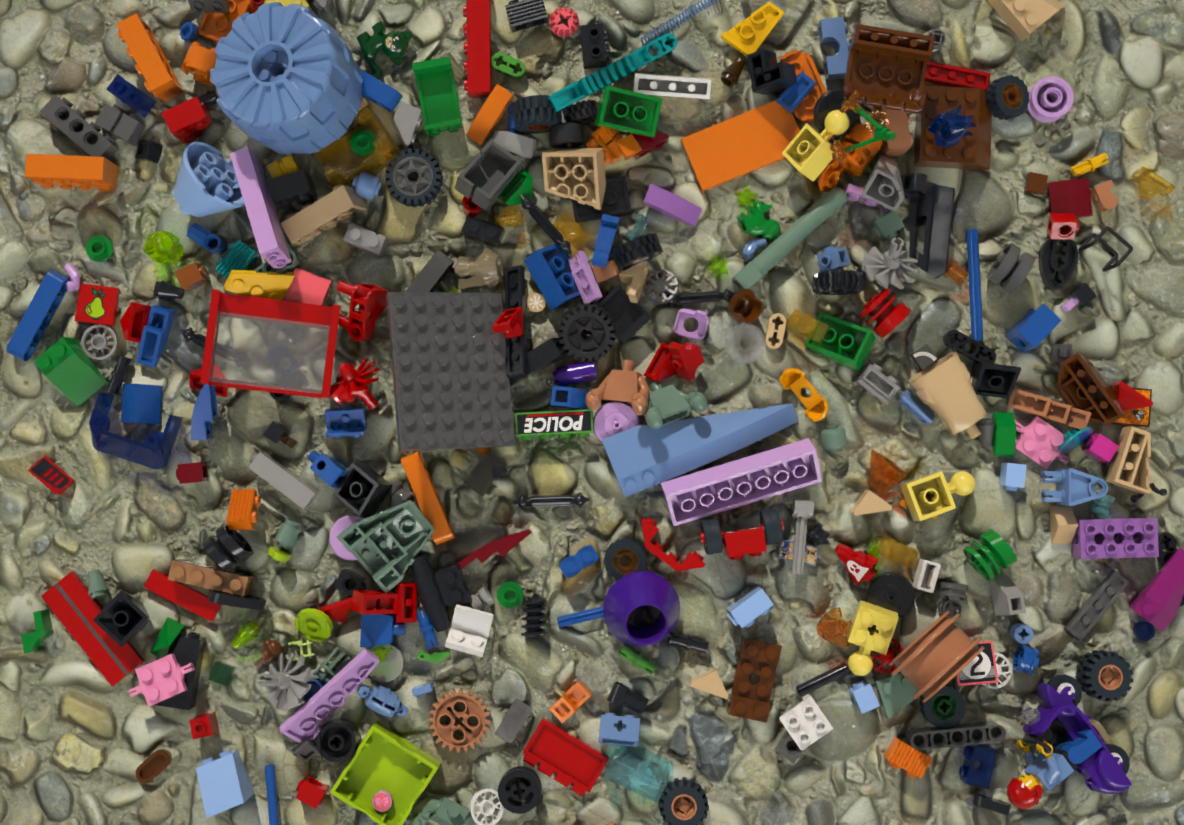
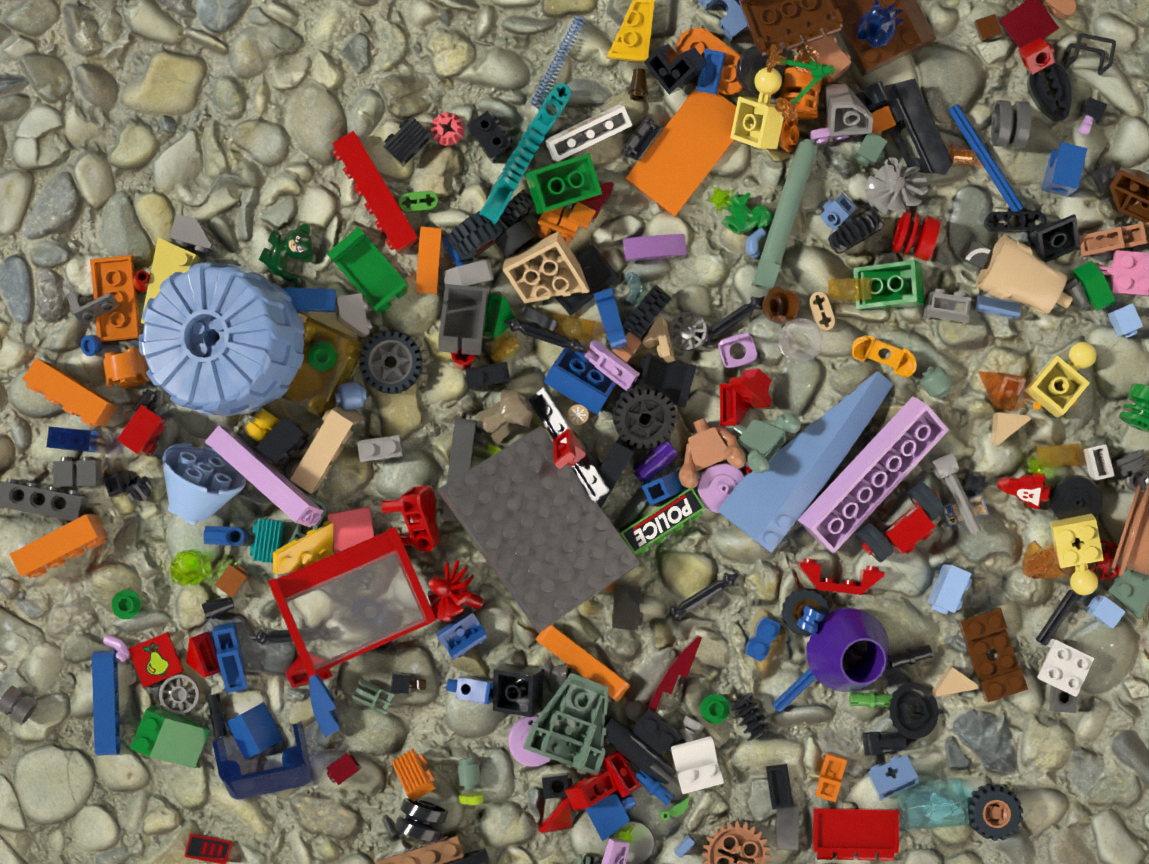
camera: 25 degrees left, 0 degrees up
(160, 163) = (138, 488): none -> black gear
(249, 432) = (375, 697): none -> sand green arm
(283, 480) = (434, 724): light grey brick -> none
(314, 624) = (545, 845): lime tile -> none
(525, 685) = (779, 786): none -> black tile
(550, 210) = (540, 318): none -> black beam
(625, 567) = (810, 619): none -> blue wheel
(677, 682) = (924, 703): none -> black gear
(703, 119) = (637, 146): none -> black hinge
(718, 267) = (731, 280): clear neon green piece -> none
(909, 208) = (882, 120): none -> orange slope

